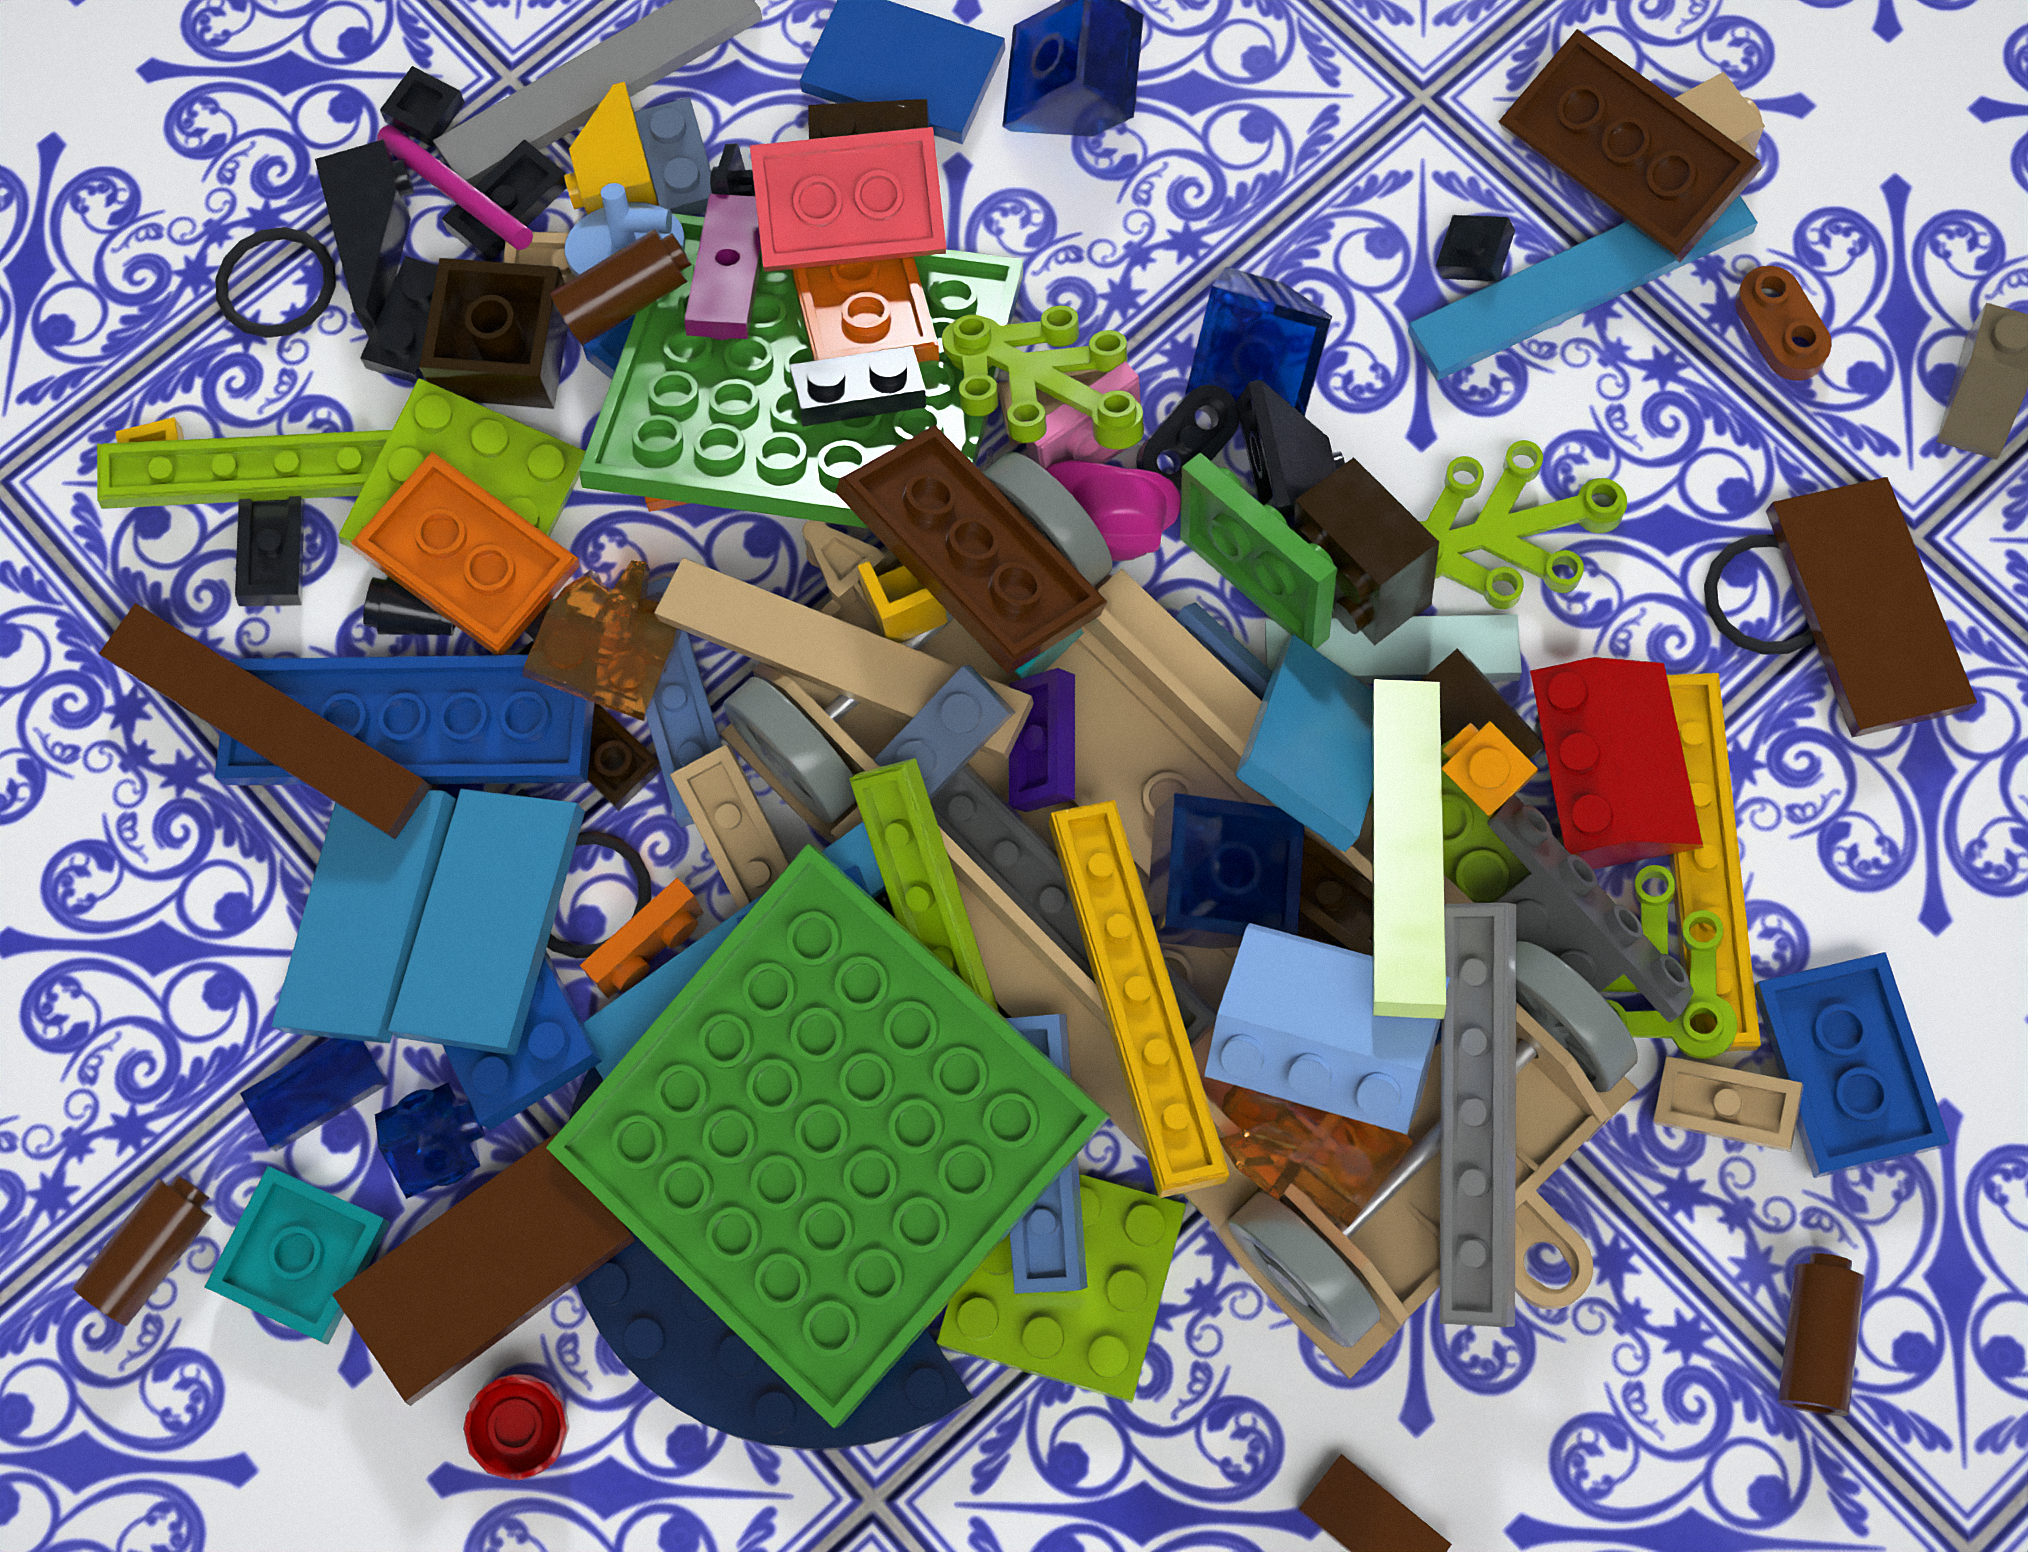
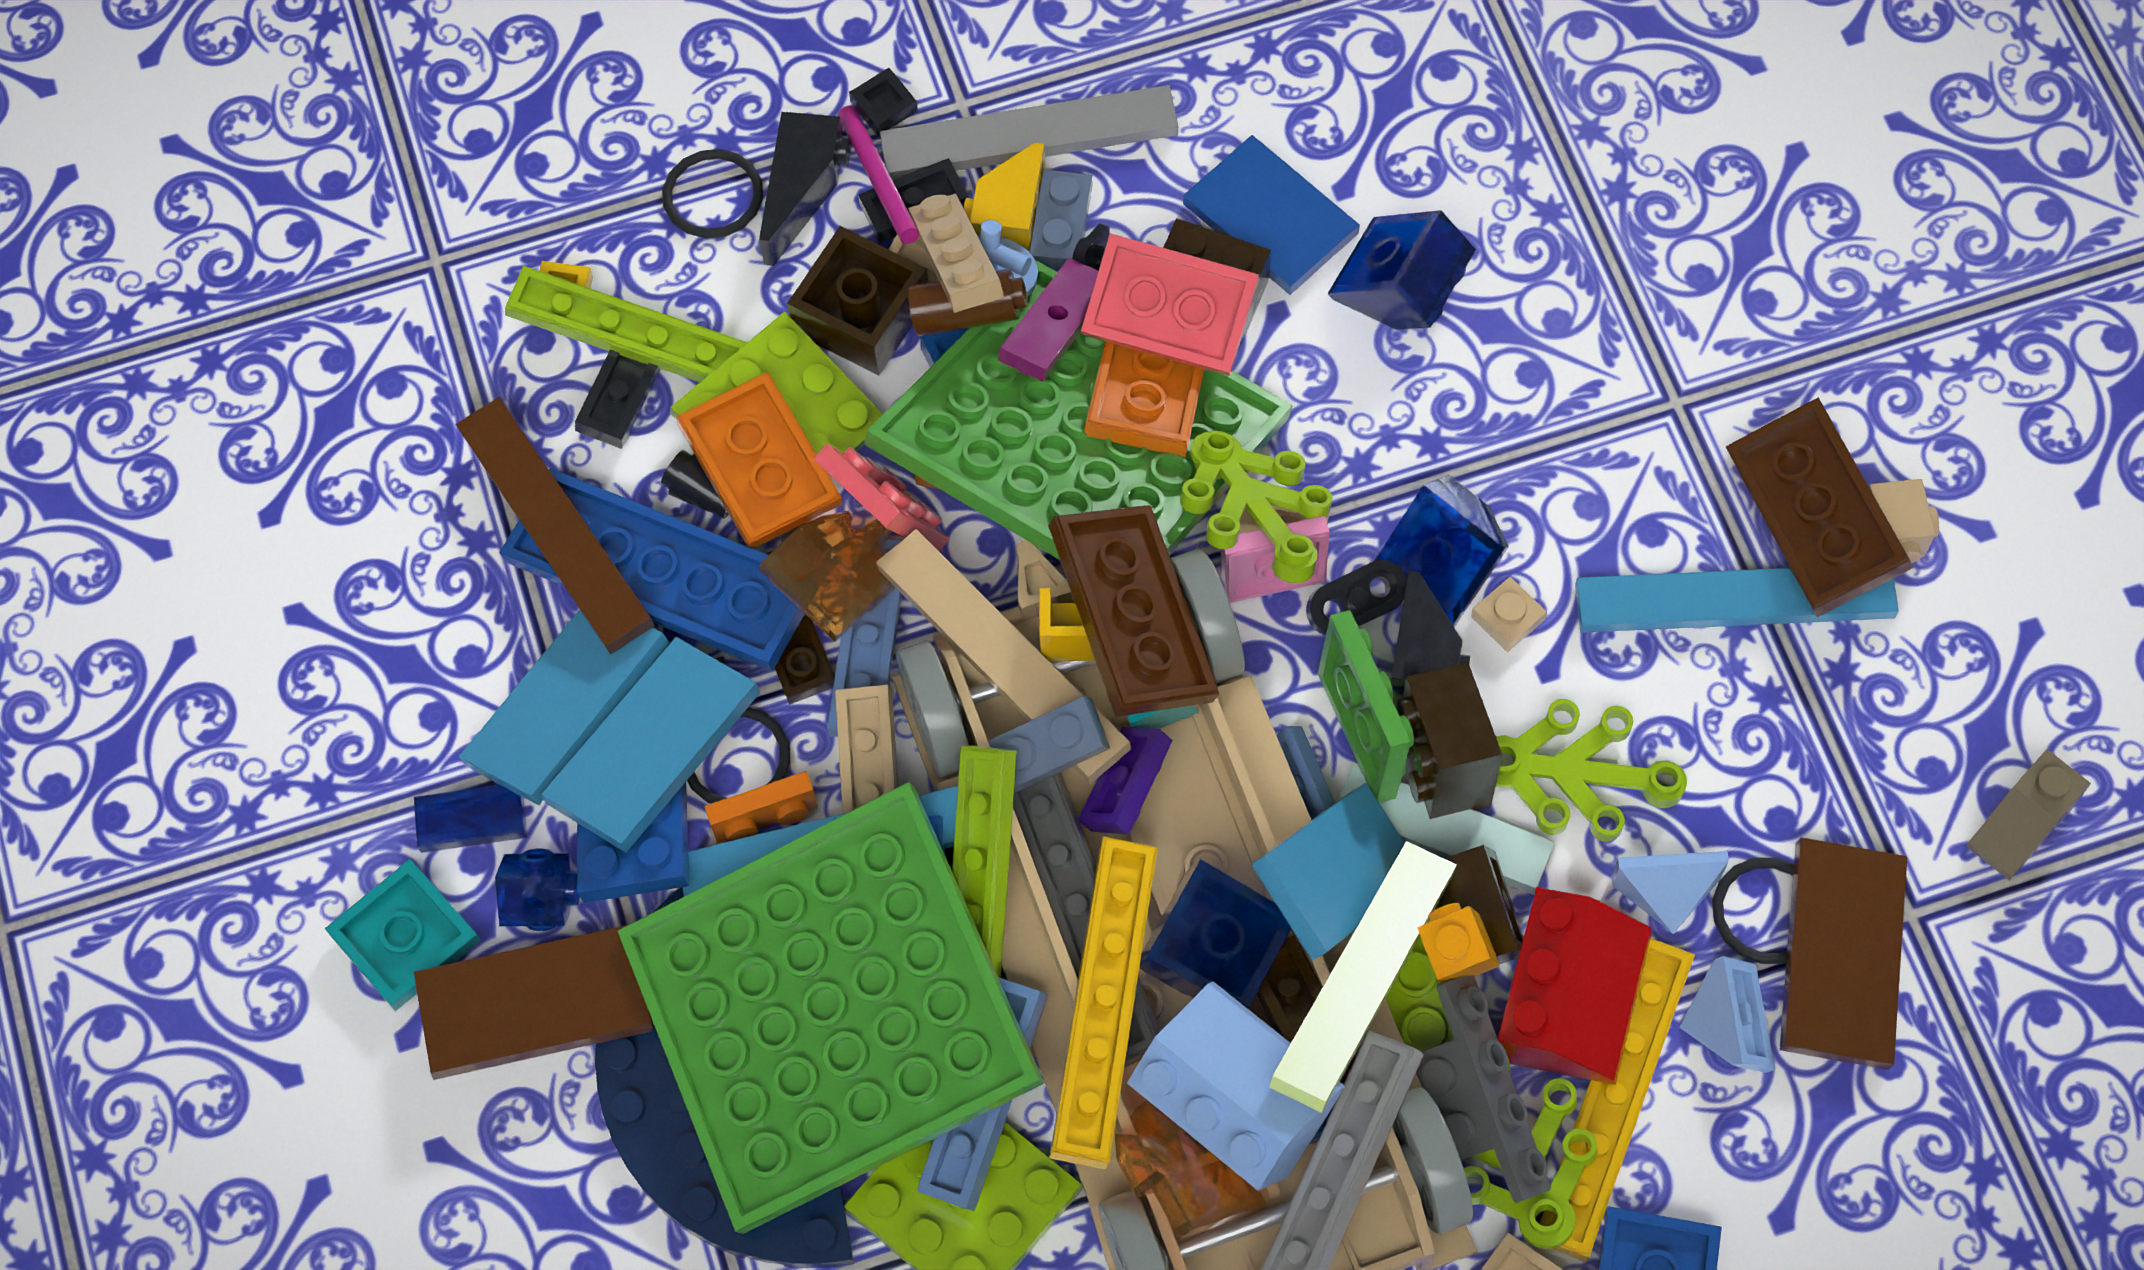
camera: 20 degrees right, 5 degrees down
(144, 1249) = (294, 882): reddish brown brick -> none
(401, 326) = (789, 265): black plate -> none
(516, 1426) = (504, 1130): red hair -> none
(586, 236) = (956, 252): none -> tan plate
(621, 534) = (881, 494): none -> coral plate
(857, 386) = (1110, 451): plate -> none
(1123, 503) = (1272, 627): dark pink piece -> none
(1354, 391) = (1508, 614): none -> tan plate
(1475, 248) = (1658, 539): black plate -> none
(1657, 611) = (1669, 884): none -> light blue slope
(1779, 319) = (1882, 696): dark orange plate -> none
(1784, 724) = (1731, 1015): none -> light blue slope

